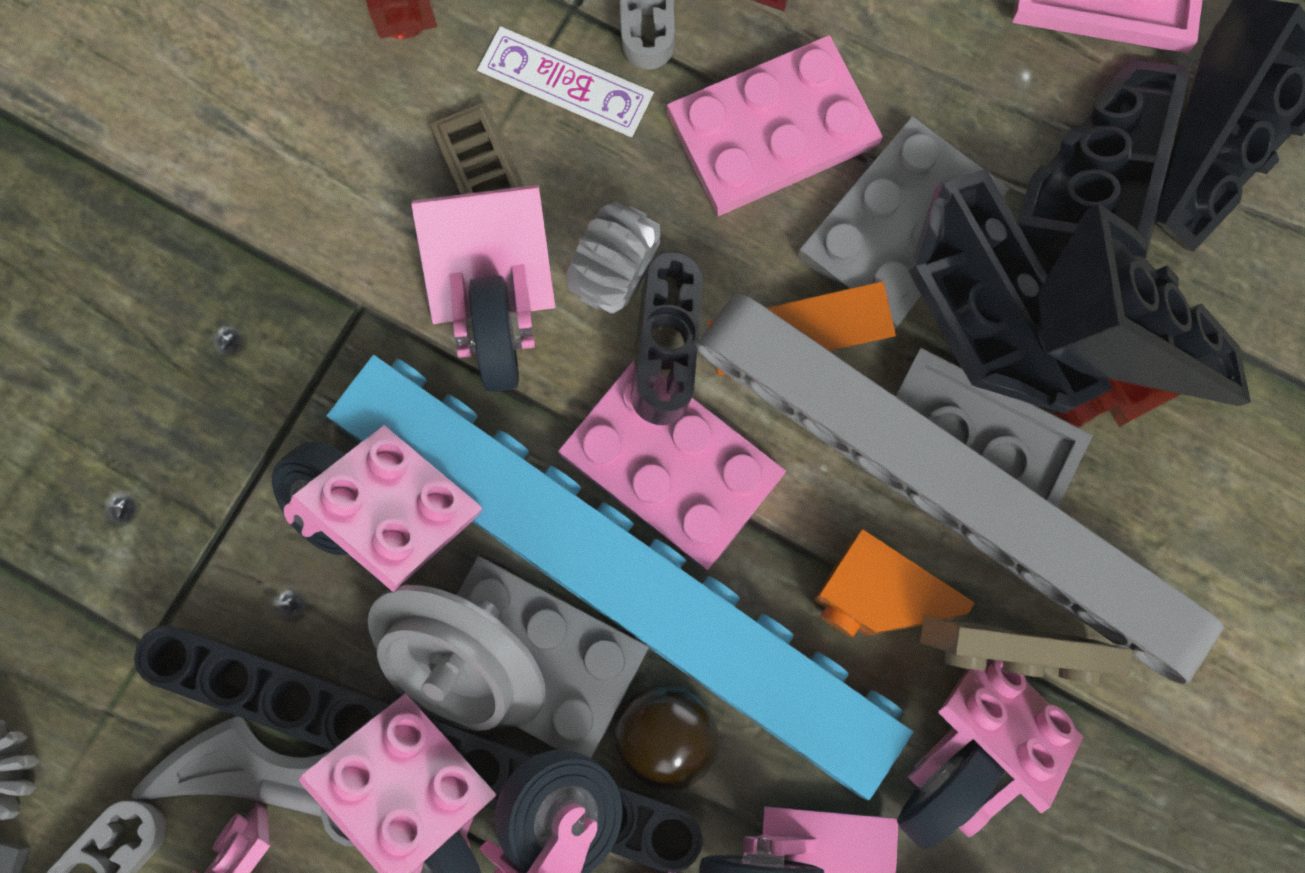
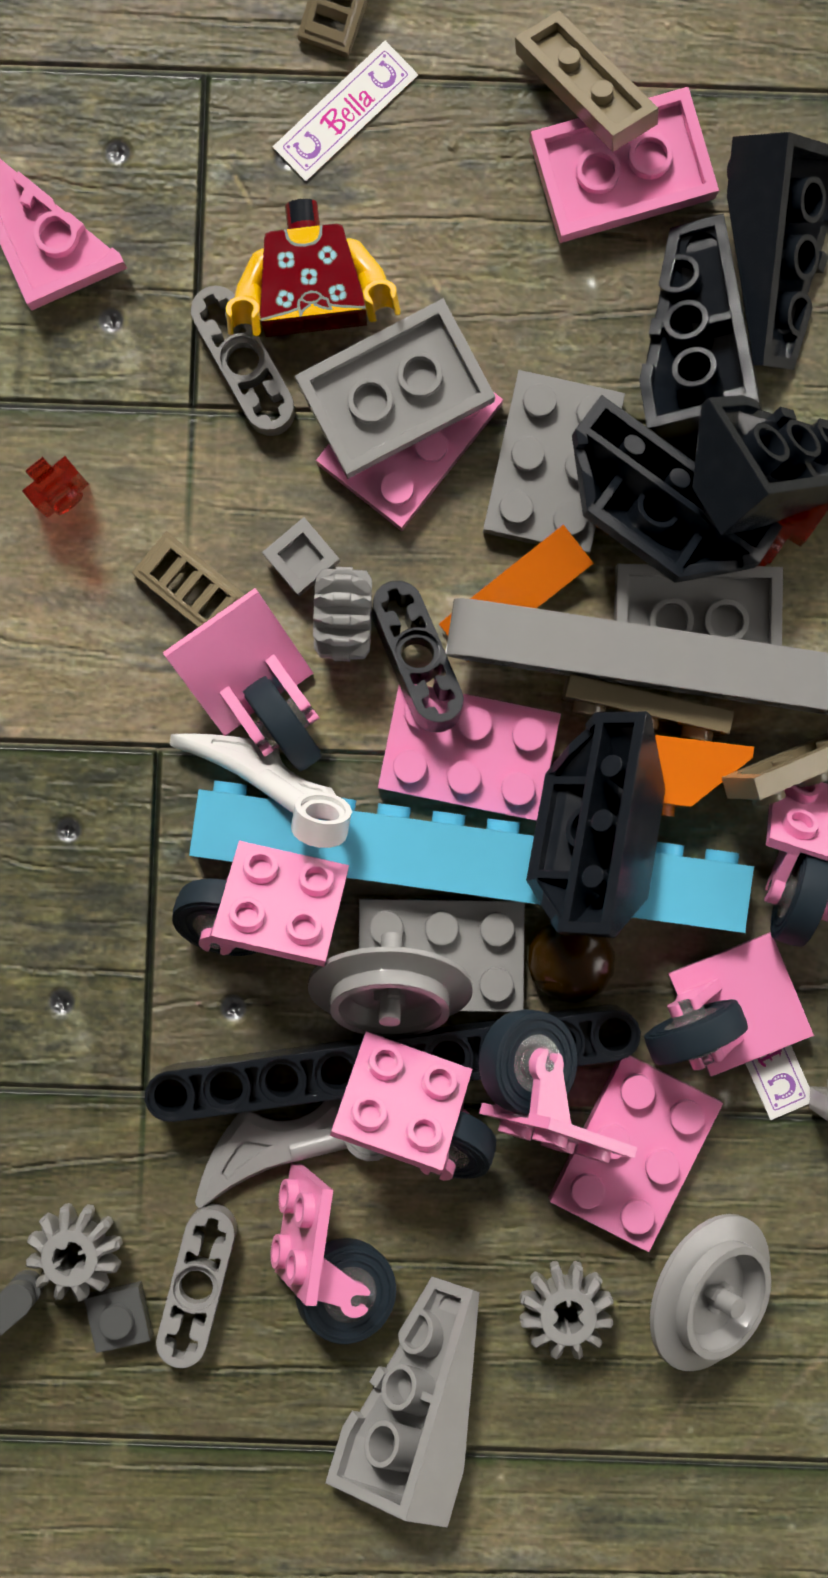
camera: 30 degrees left, 10 degrees up
(476, 434) = (274, 779): none -> white piece
(565, 81) = (220, 478): white sticker -> none
(600, 182) = (300, 556): none -> light grey plate
(767, 598) = (599, 826): none -> black wedge
(780, 67) = (395, 388): none -> light grey plate
(878, 508) = (694, 719): none -> dark tan plate

